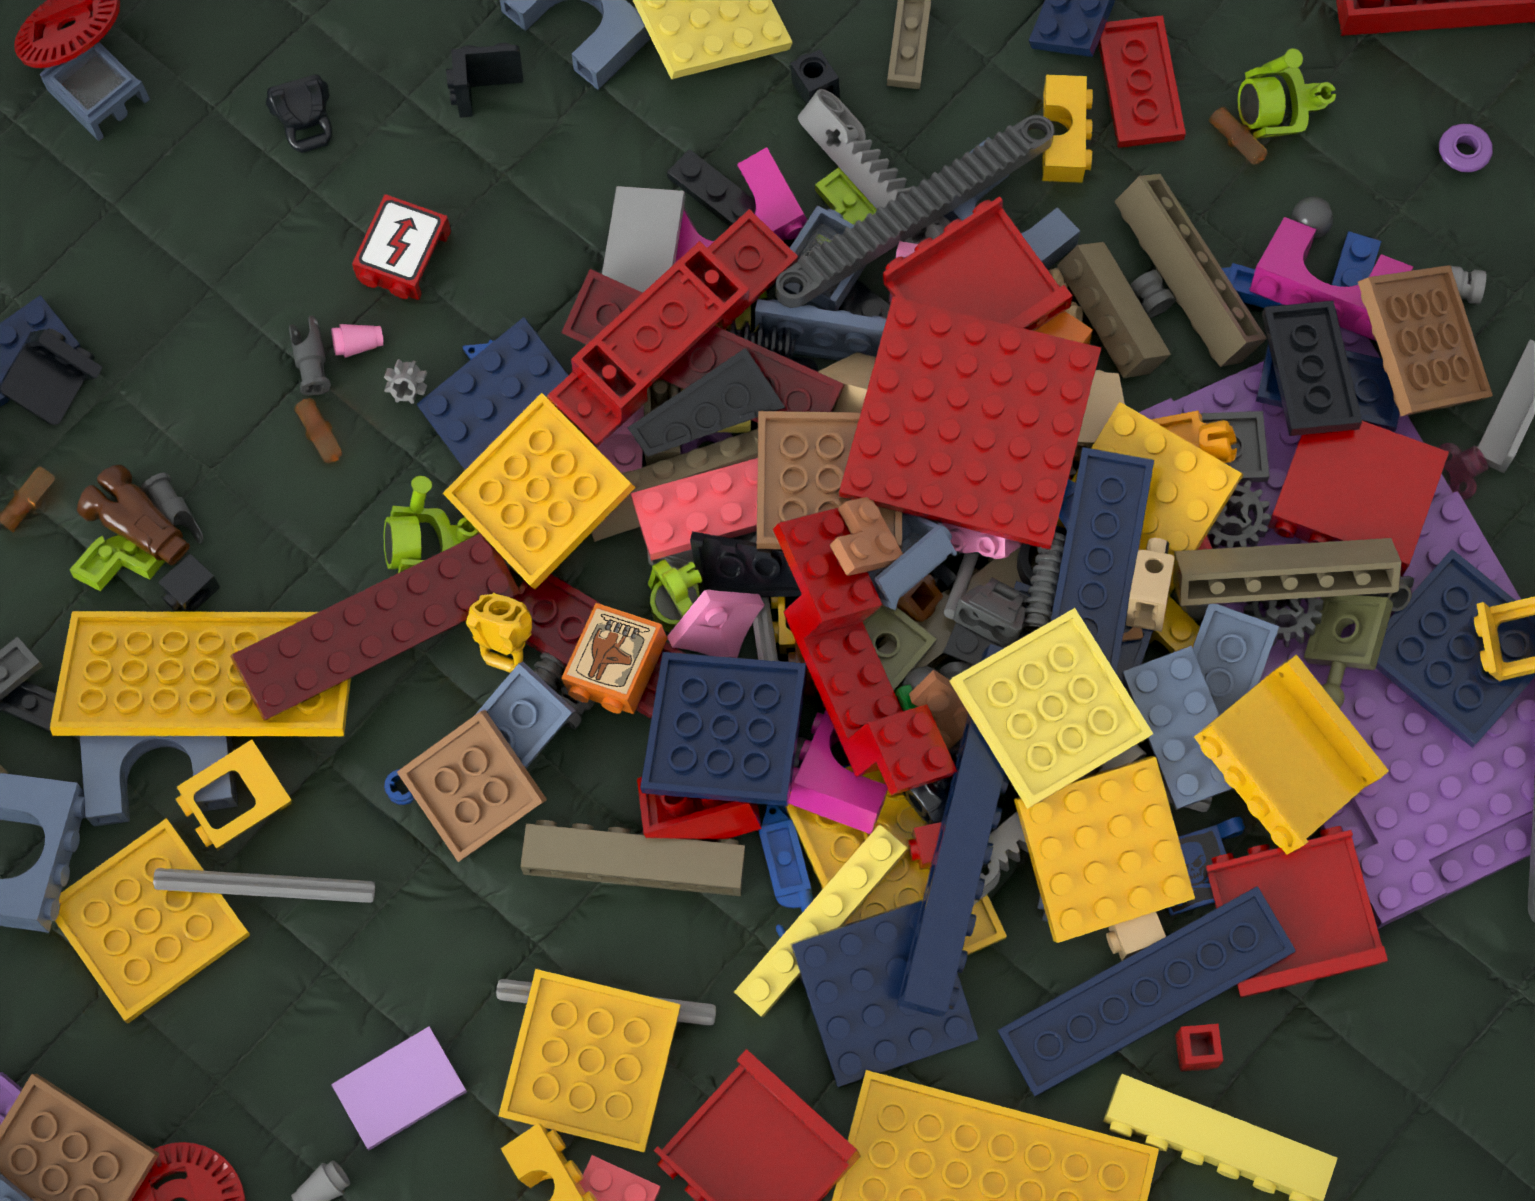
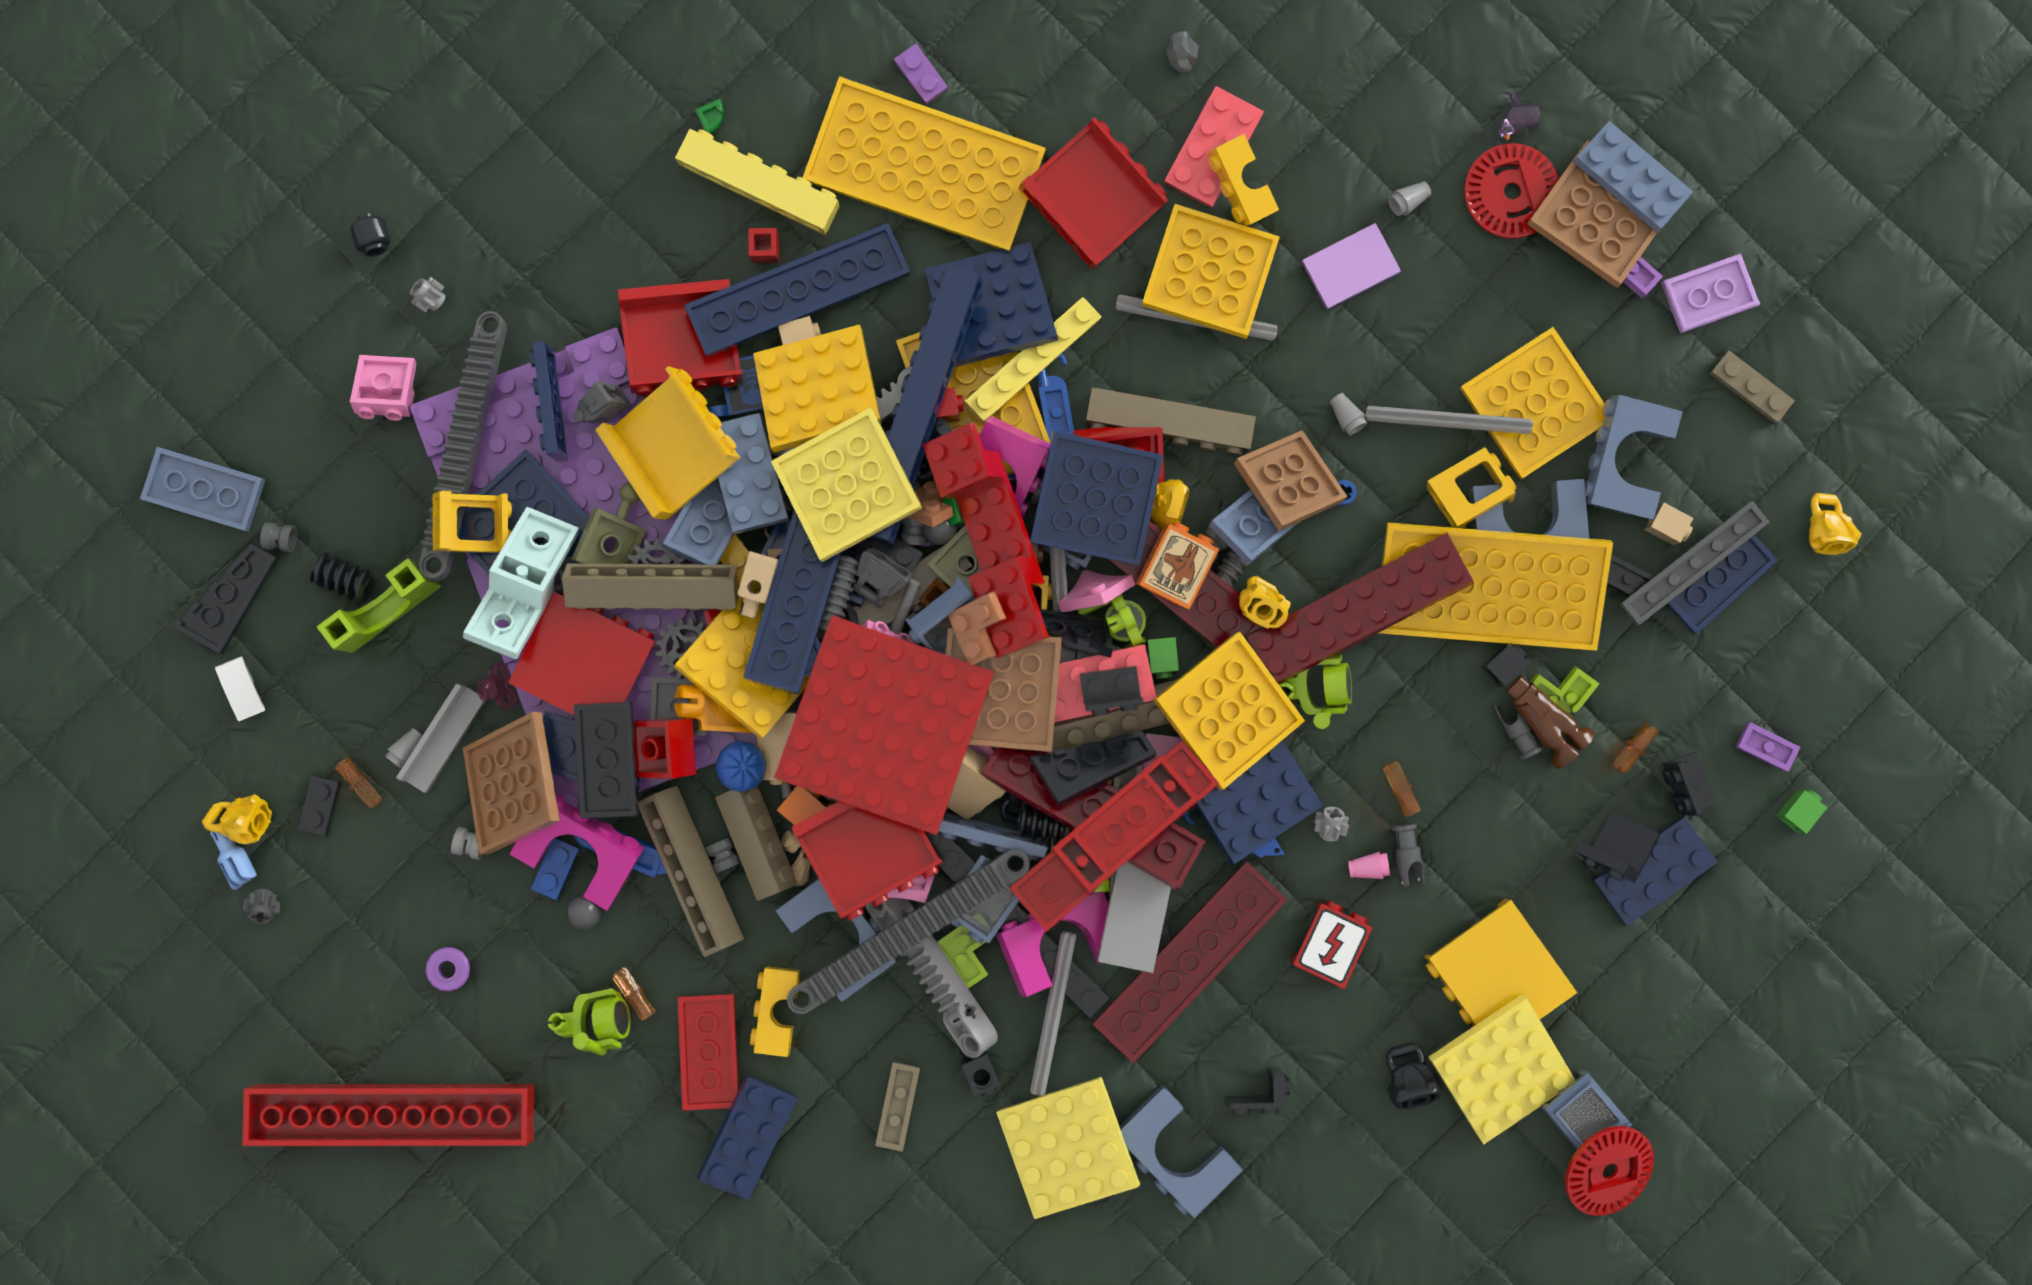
camera: 175 degrees left, 15 degrees up
(193, 122) = (1502, 1069): none -> light yellow plate
(194, 226) = (1497, 964): none -> yellow panel
(398, 886) = (1348, 415): none -> light grey cone
(569, 219) = (1189, 962): none -> dark red plate
(626, 563) = (1162, 657): none -> bright green brick
(627, 749) = (1169, 503): none -> yellow piece
(688, 483) = (1111, 690): none -> black bracket
(733, 147) = (1053, 1013): none -> light grey axle
(1143, 381) = (741, 766): none -> blue piece
(1241, 387) = (664, 748): none -> red slope
(1385, 807) = (601, 403): none -> dark grey piece
(1452, 564) = (521, 583): none -> light aqua bracket
(1457, 811) = (550, 408): none -> dark blue plate

